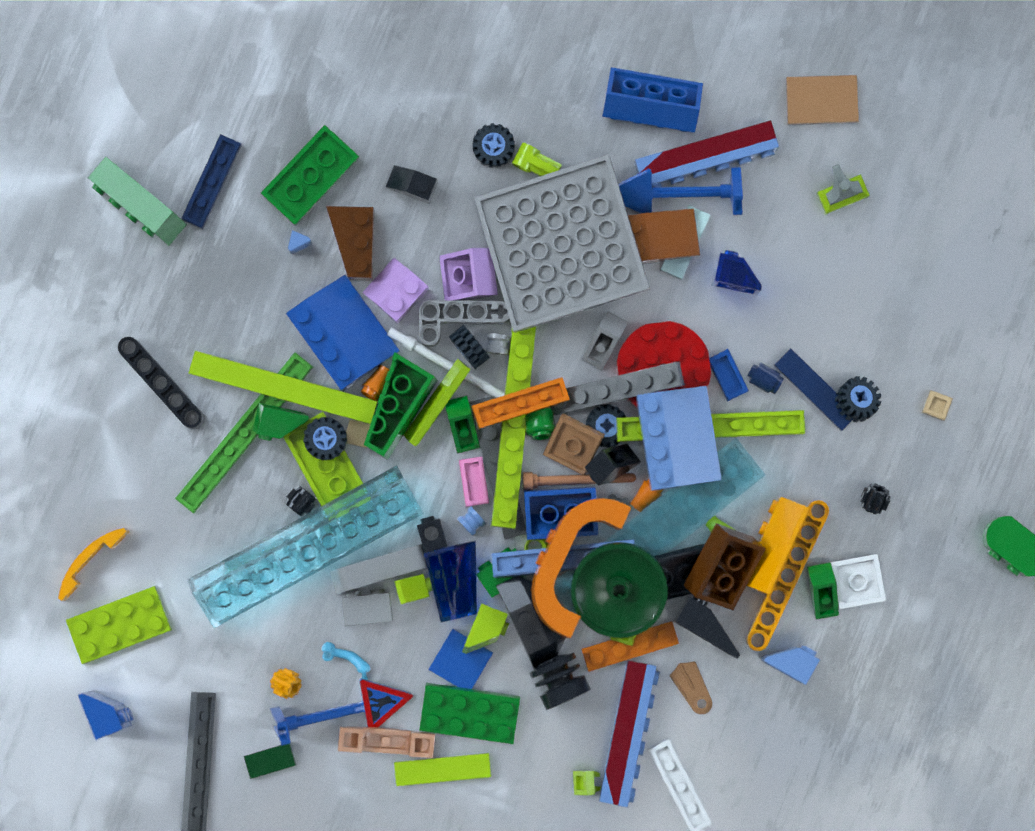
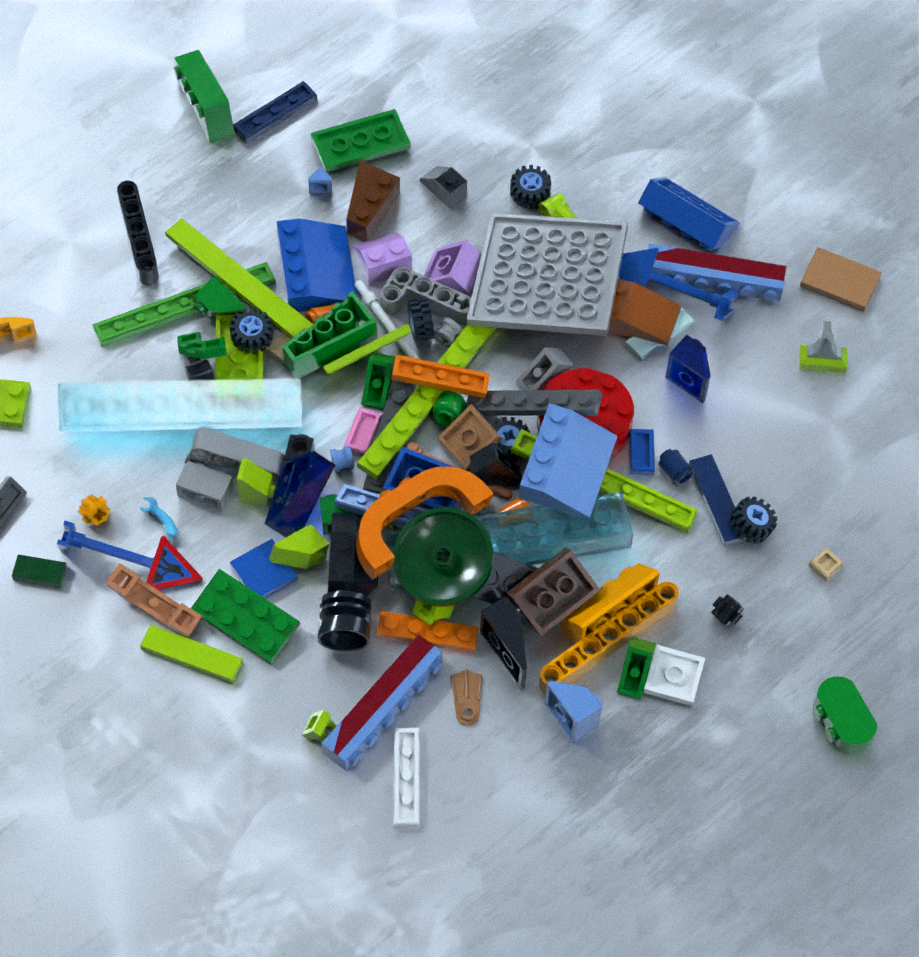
camera: 25 degrees right, 25 degrees down
(294, 480) = (193, 346): none -> green tile

